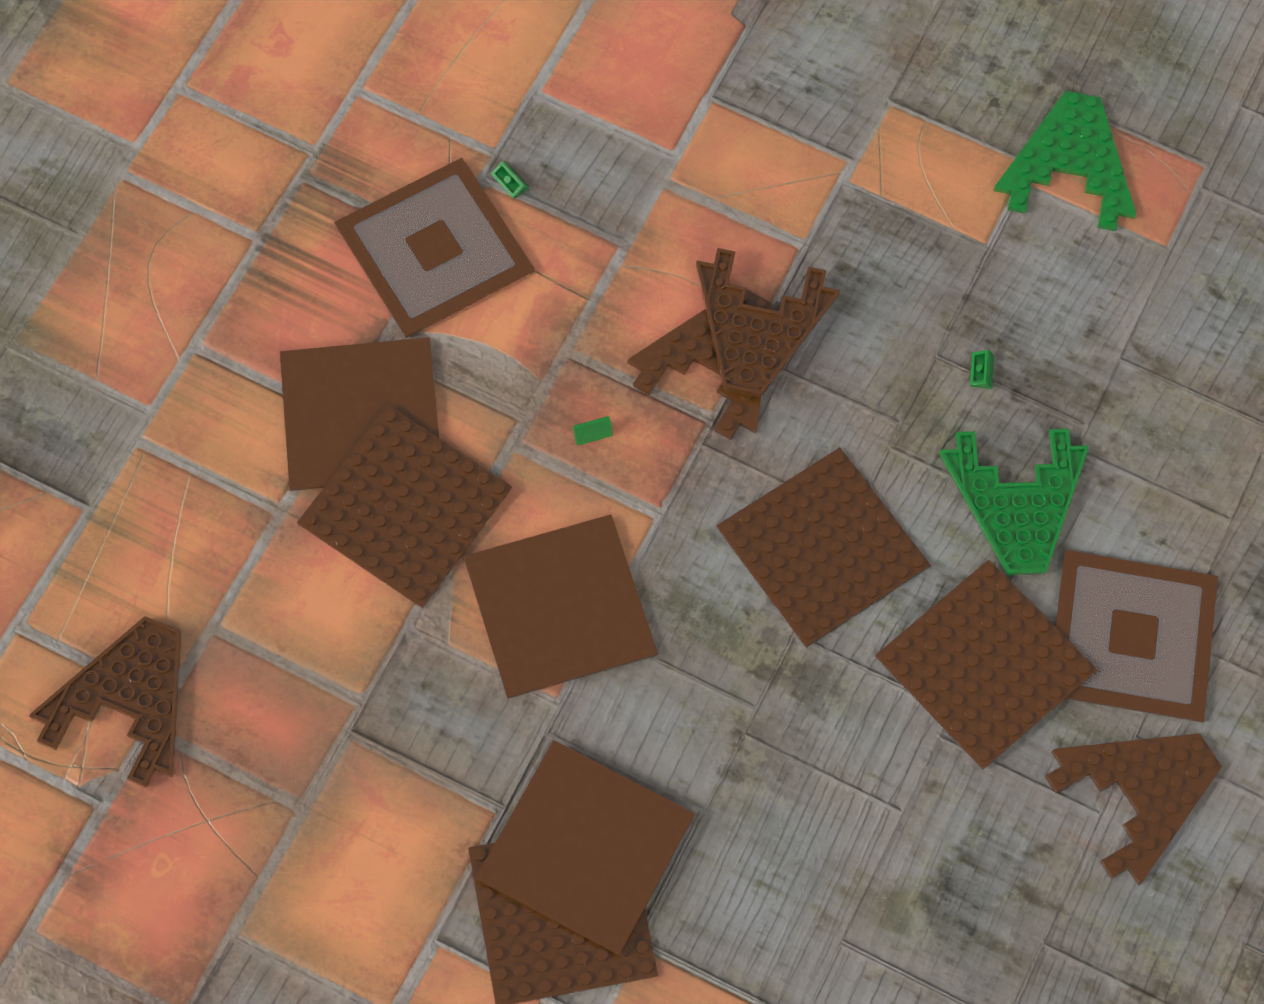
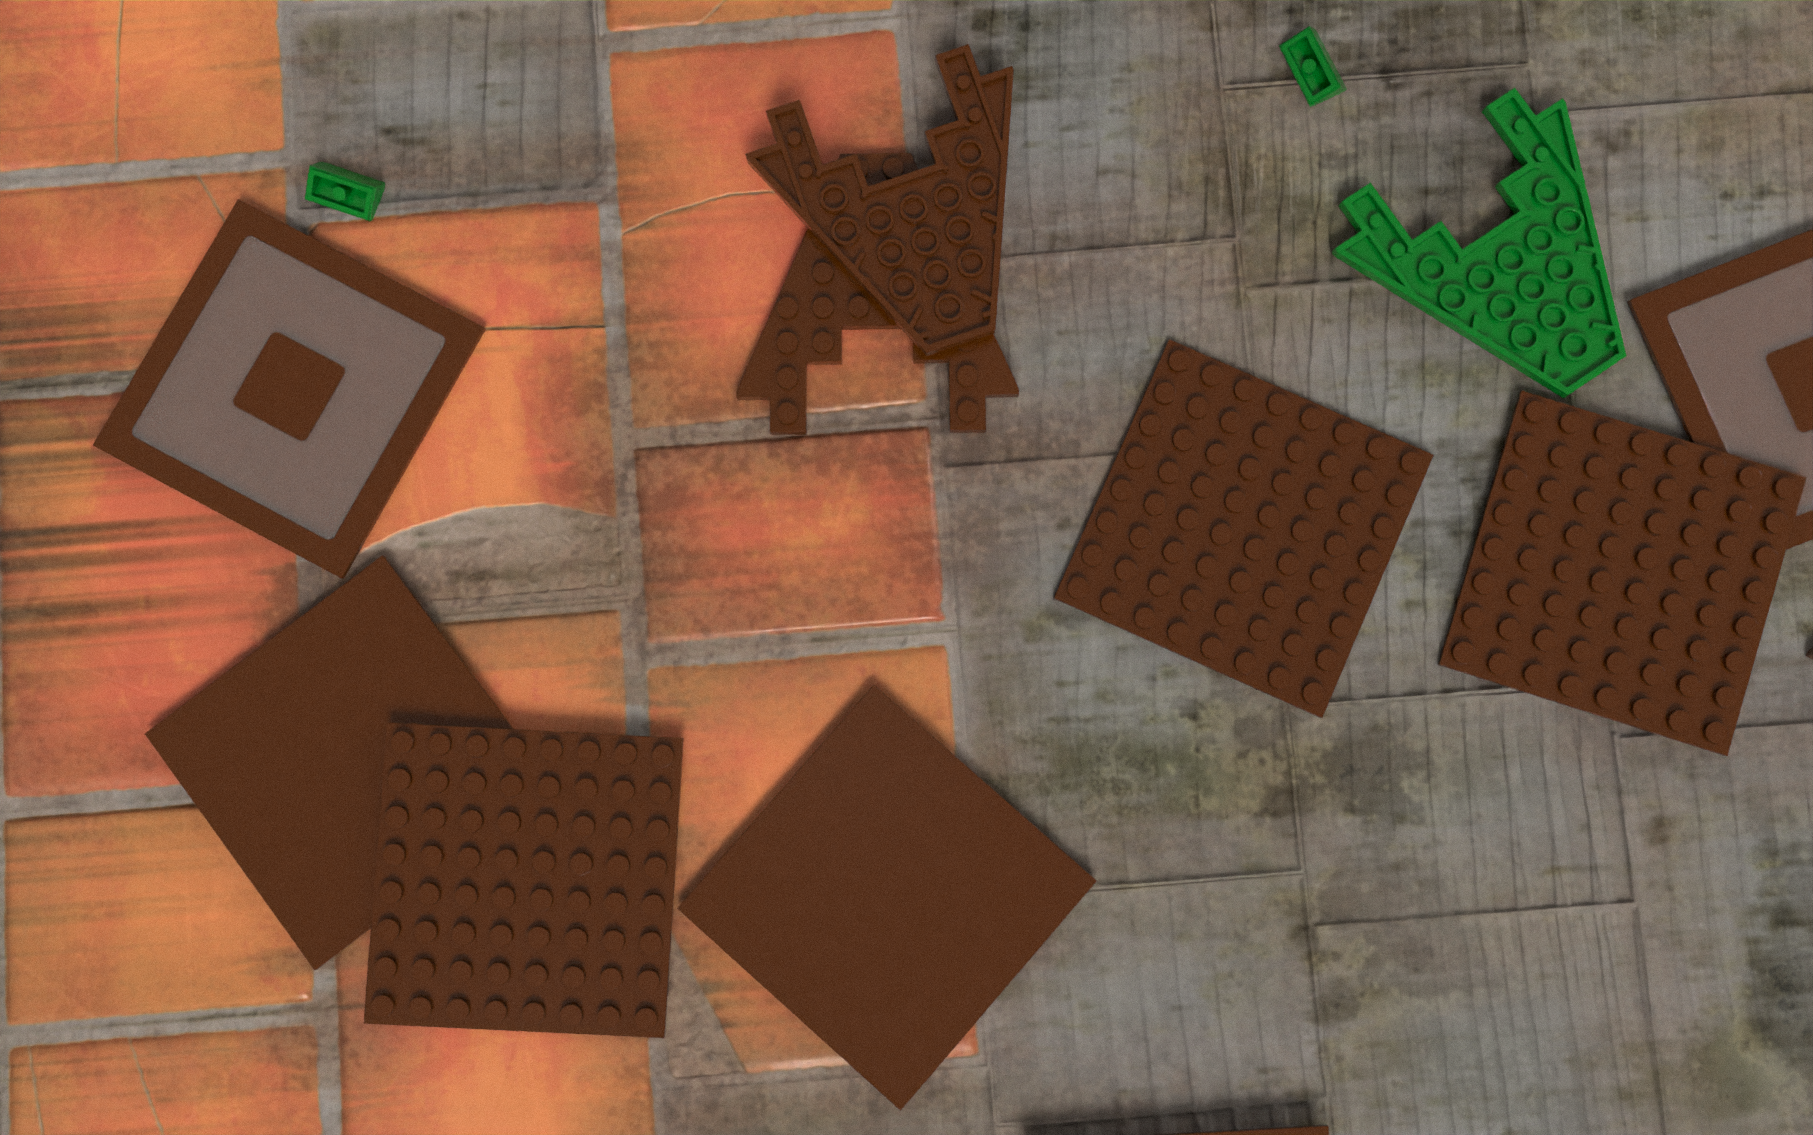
camera: 25 degrees left, 15 degrees up
(592, 430) = (755, 557): green slope -> none

